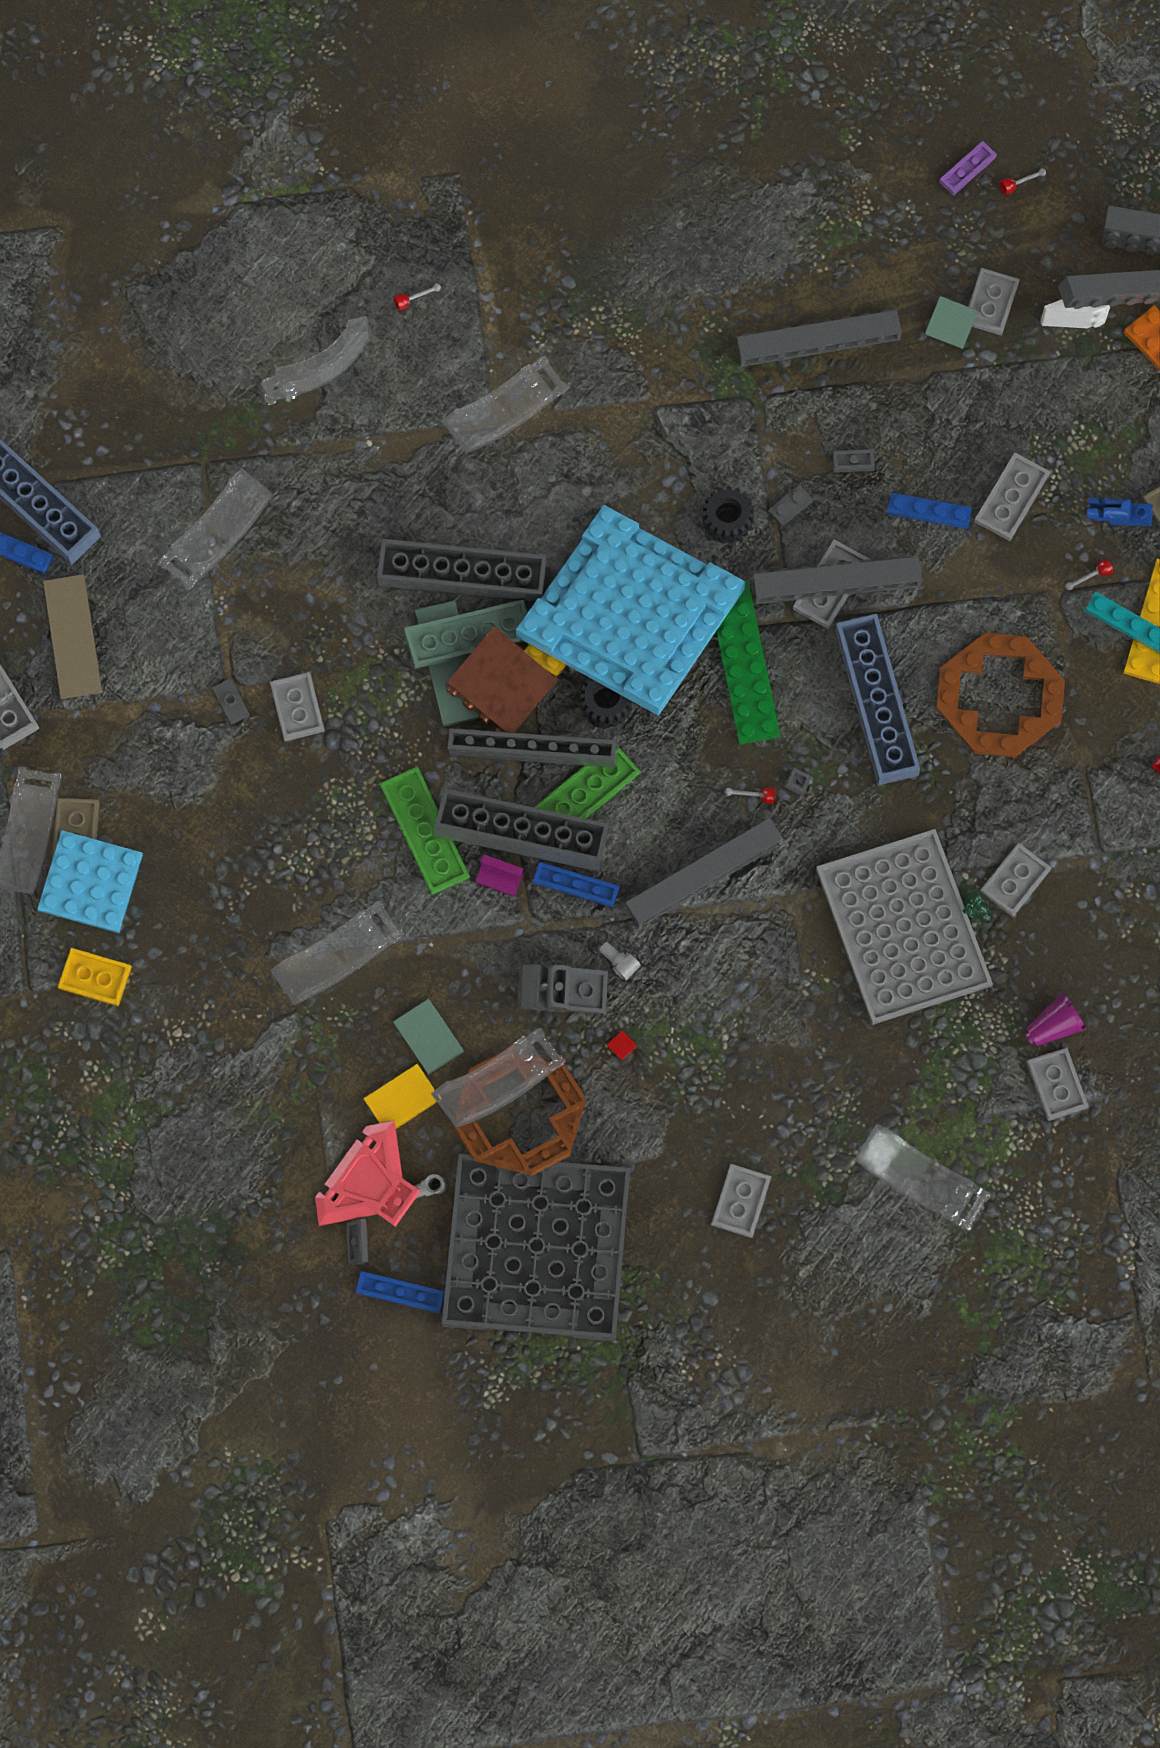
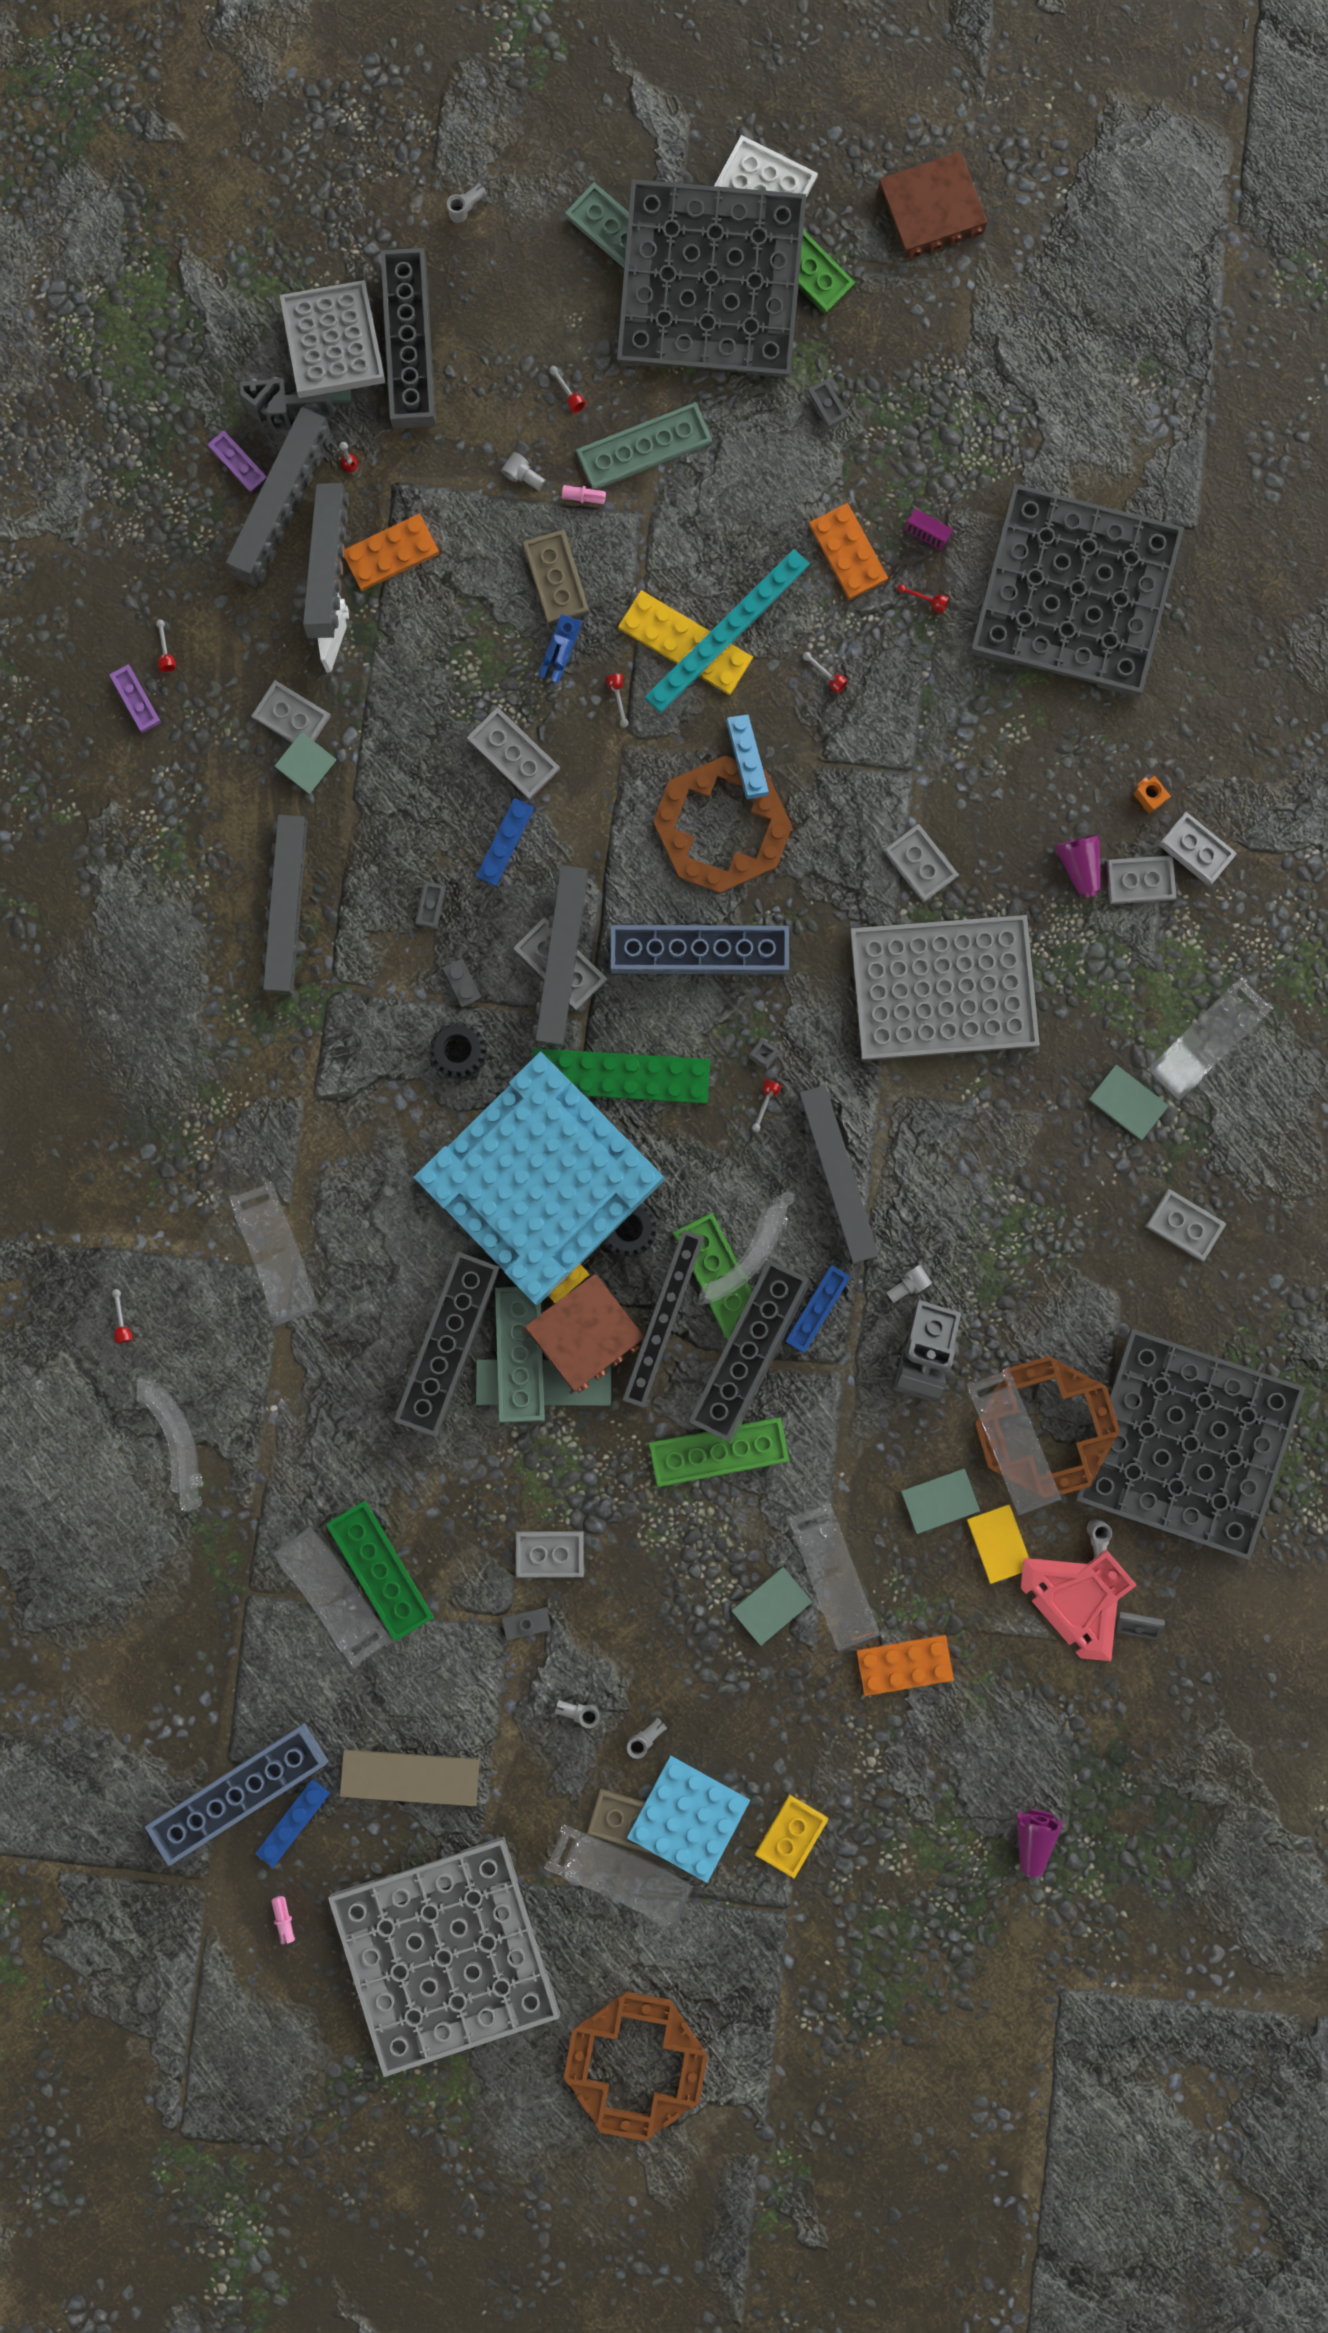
camera: 80 degrees left, 10 degrees up
(139, 1191) = (1036, 1840): none -> magenta cone
(152, 826) = (646, 1738): none -> light grey pin
(162, 763) = (576, 1713): none -> light grey pin
(248, 565) = (380, 1570): none -> green plate
(271, 1040) = (905, 1665): none -> orange plate
(297, 909) = (771, 1606): none -> sand green tile
(400, 1292) = (1200, 1593): blue plate -> none
(499, 875) = (788, 1386): magenta panel -> none
(609, 812) = (761, 1246): none -> clear windscreen
(621, 1045) = (997, 1305): red tile -> none
(842, 1121) = (1128, 1102): none -> sand green tile
(977, 907) = (943, 908): clear green animal -> none
(1068, 698) = (747, 756): none -> dark azure plate
(1101, 1128) = (1197, 849): none -> light grey tile
(1137, 1080) = (1161, 795): none -> orange brick

